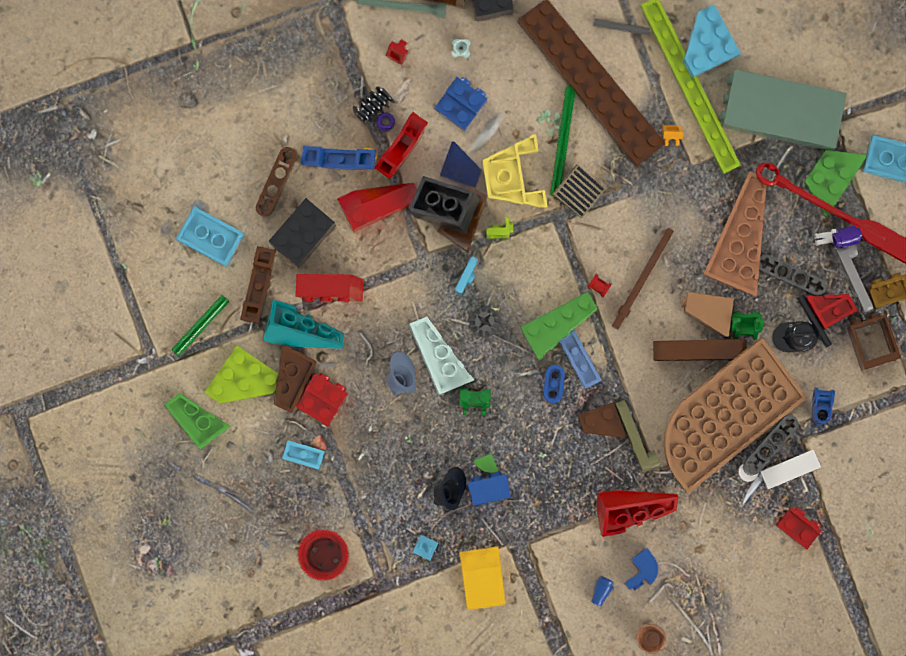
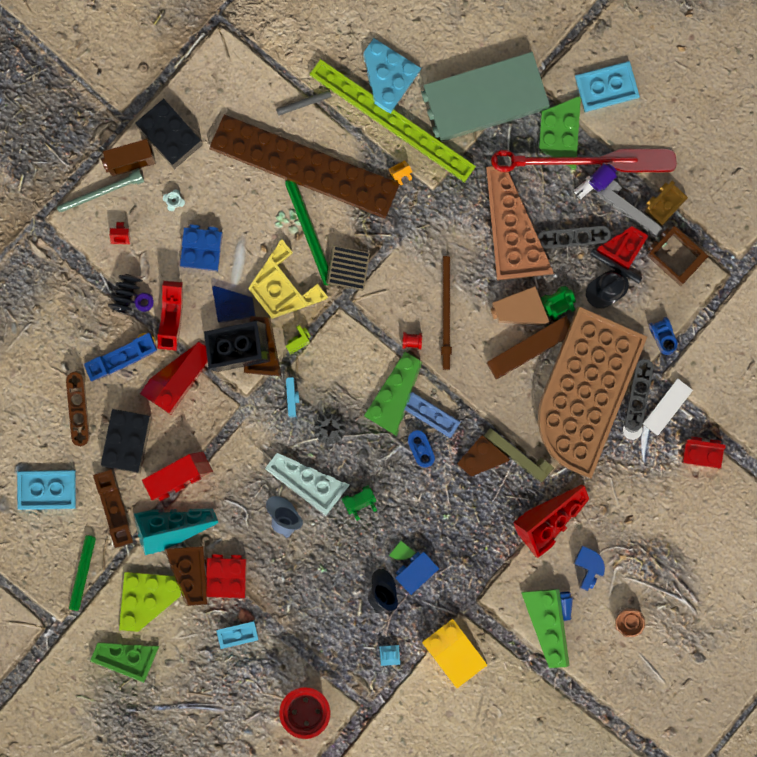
camera: 25 degrees left, 0 degrees up
(580, 594) = (548, 622): none -> bright green wing

